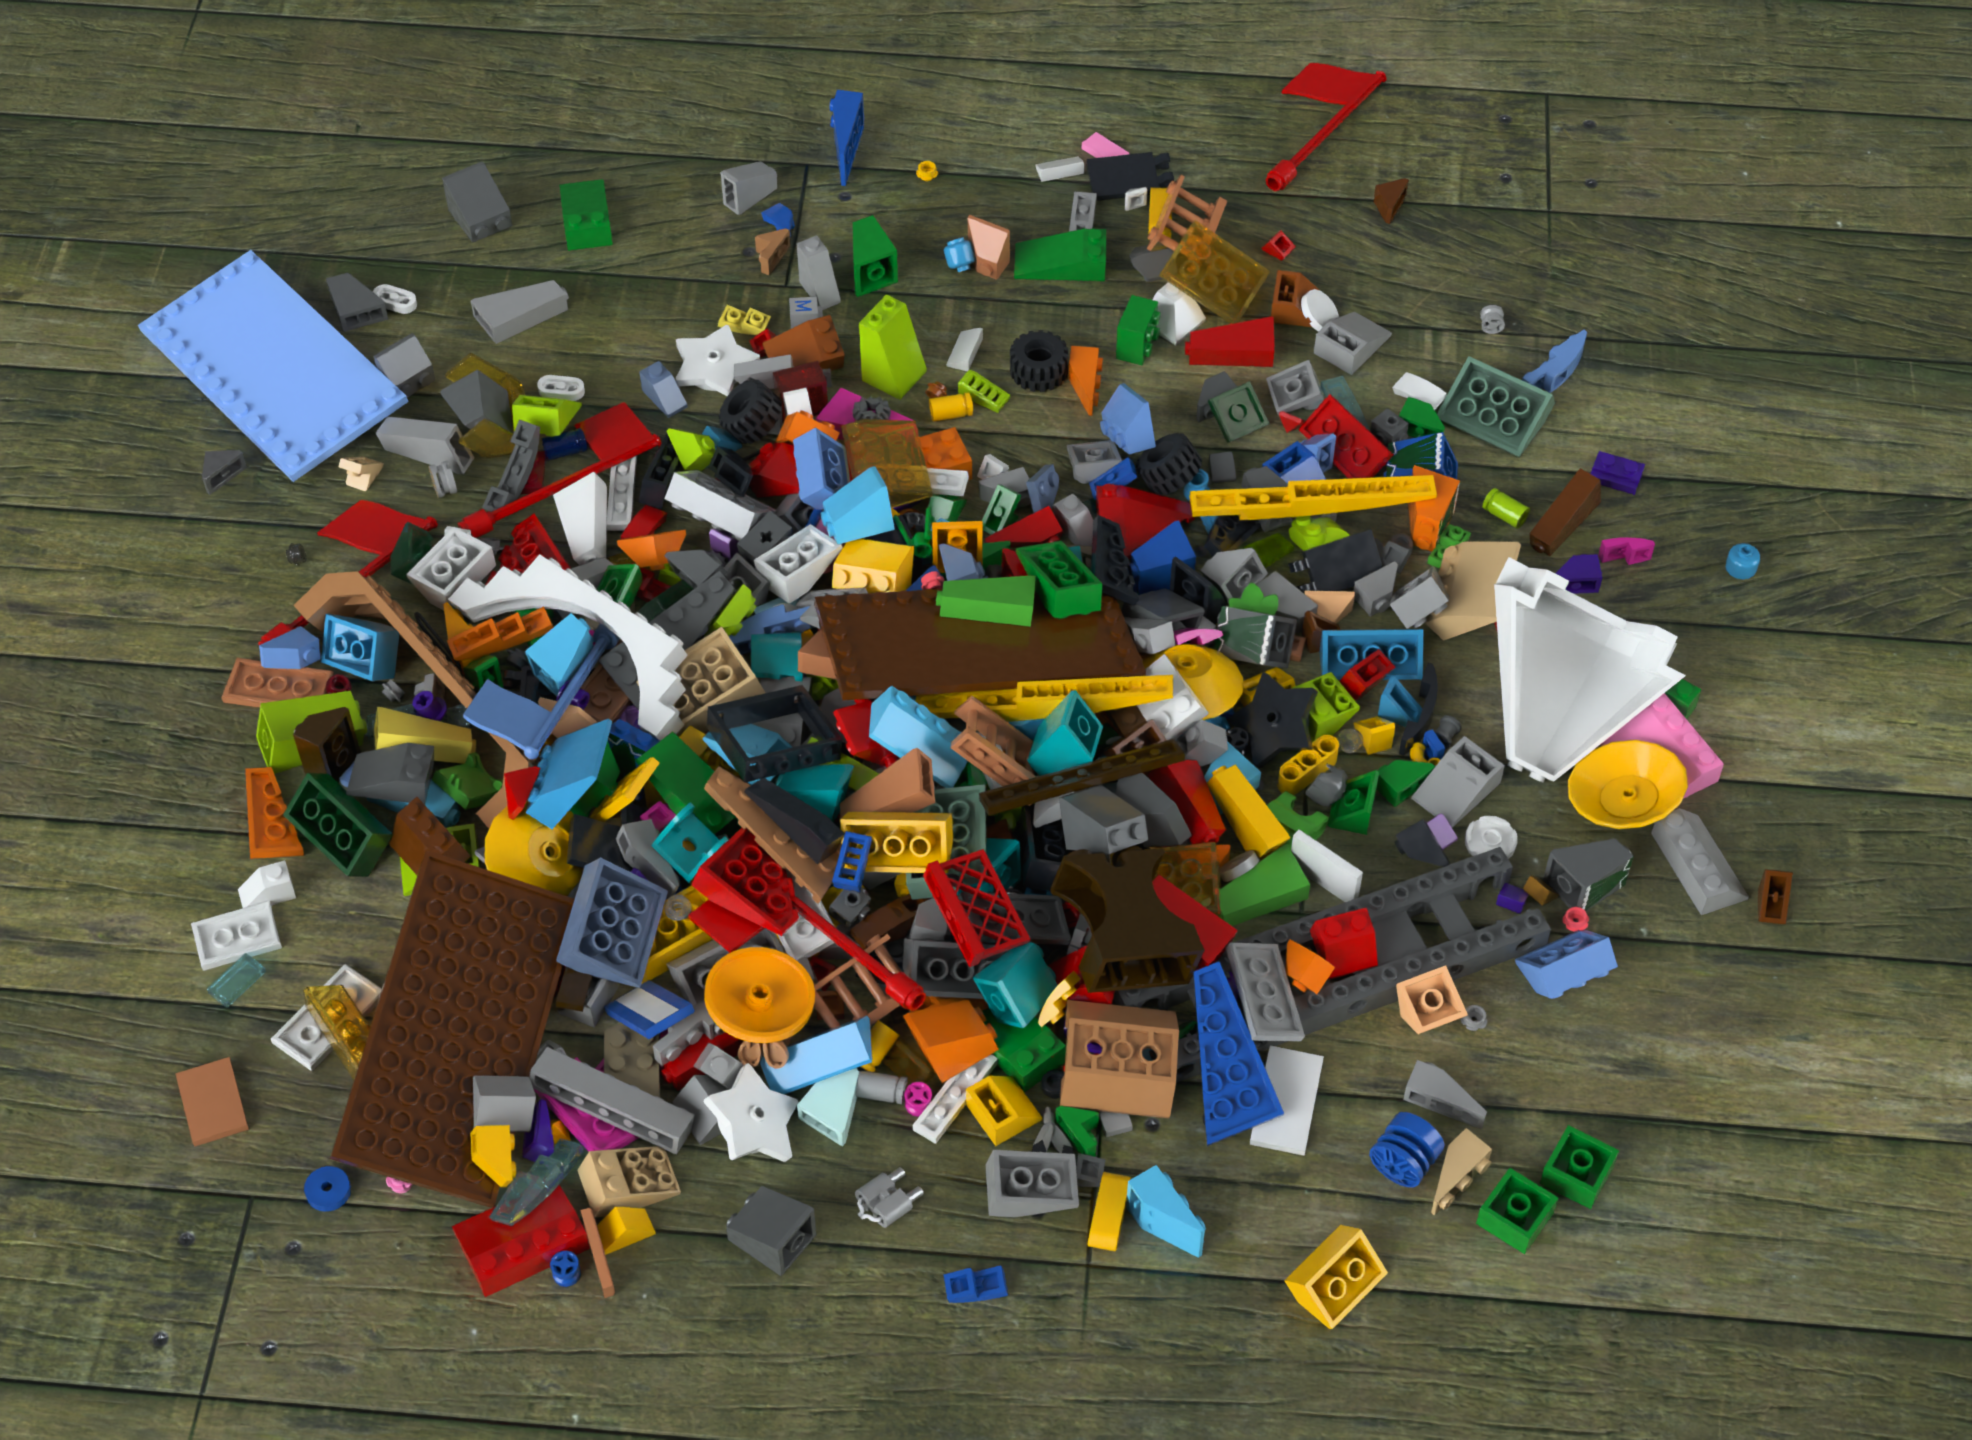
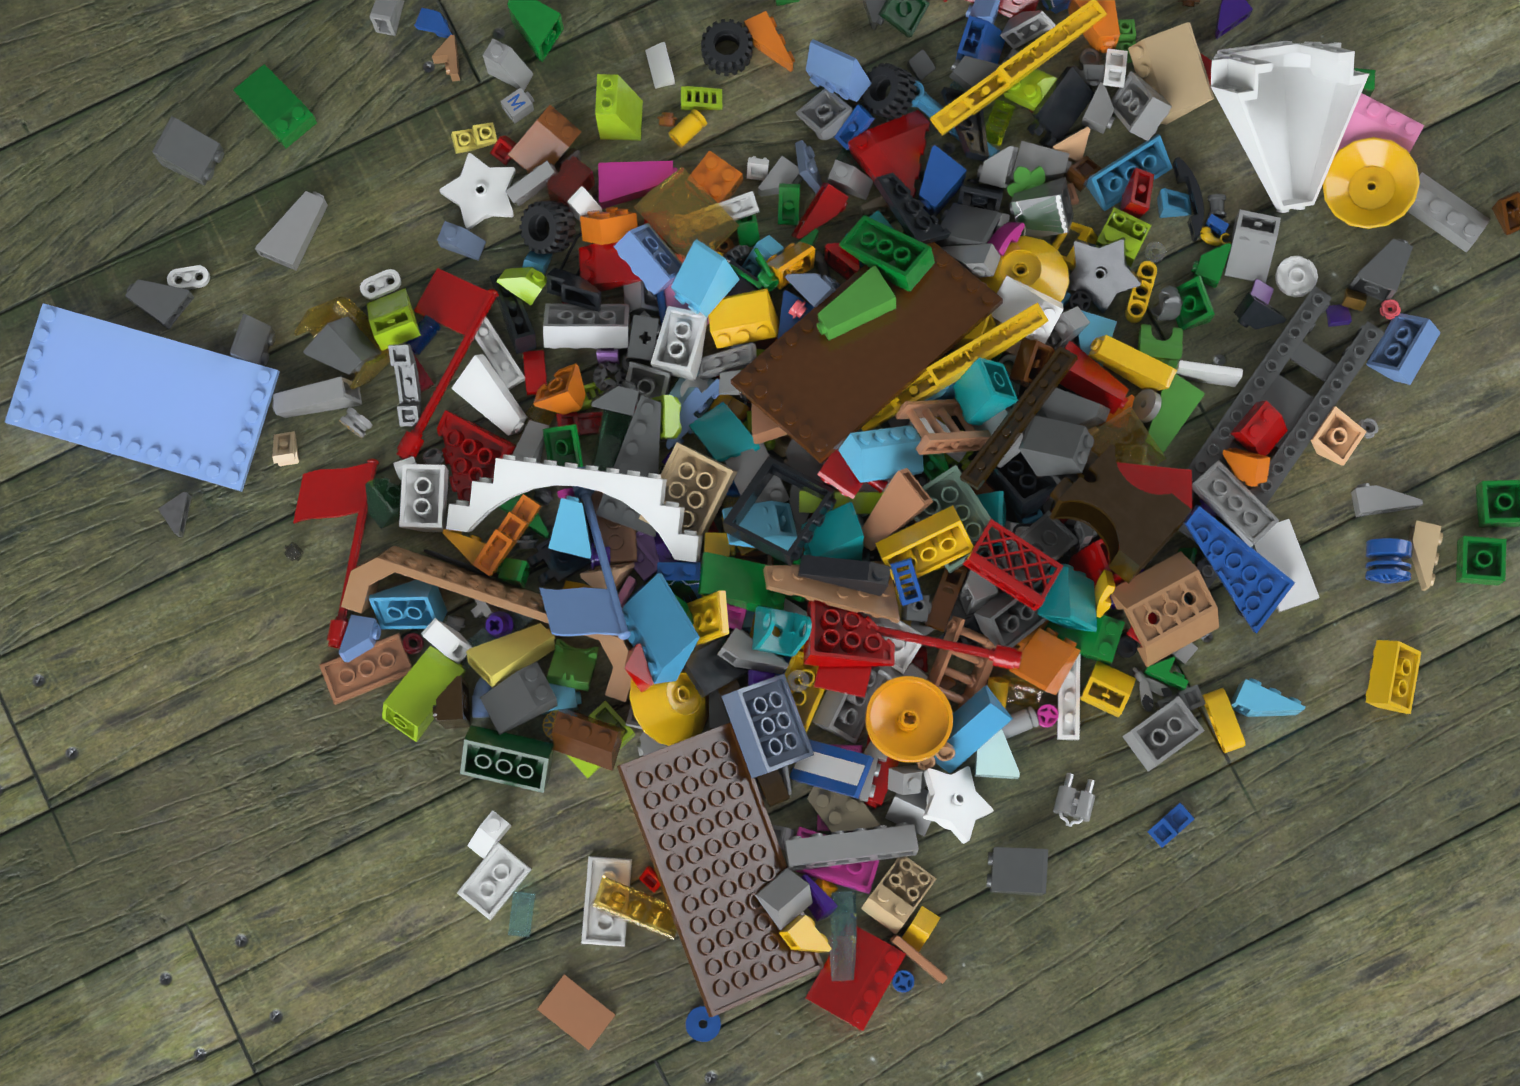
camera: 30 degrees left, 25 degrees up
(269, 830) = (444, 777): orange wing -> none
(367, 689) = (447, 640): none -> white slope
(882, 409) = (641, 181): dark grey gear -> none
(1354, 468) = (1026, 27): none -> light grey slope
(1376, 733) = (1168, 235): yellow slope -> none
(1420, 558) = (1115, 68): none -> white slope

